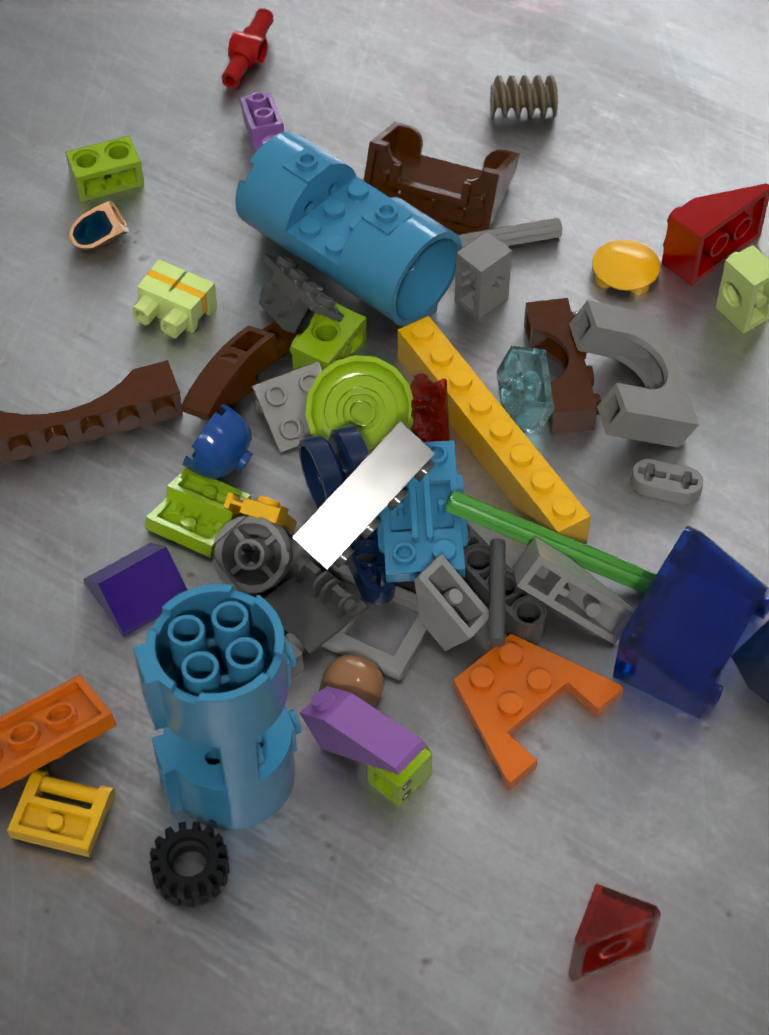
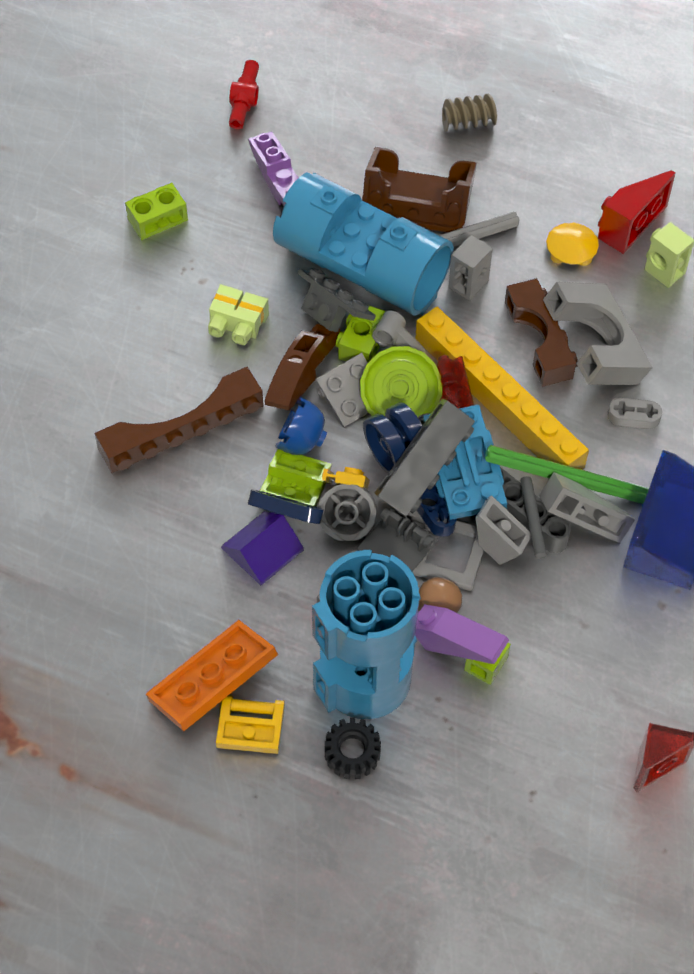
camera: 10 degrees left, 5 degrees up
(98, 227) = (163, 262): rock -> none
(172, 537) = (285, 506): none -> dark blue beam
(364, 338) = (392, 332): none -> light grey piece
(515, 685) = (554, 584): orange wing -> none
(526, 388) = (520, 354): clear light blue brick -> none

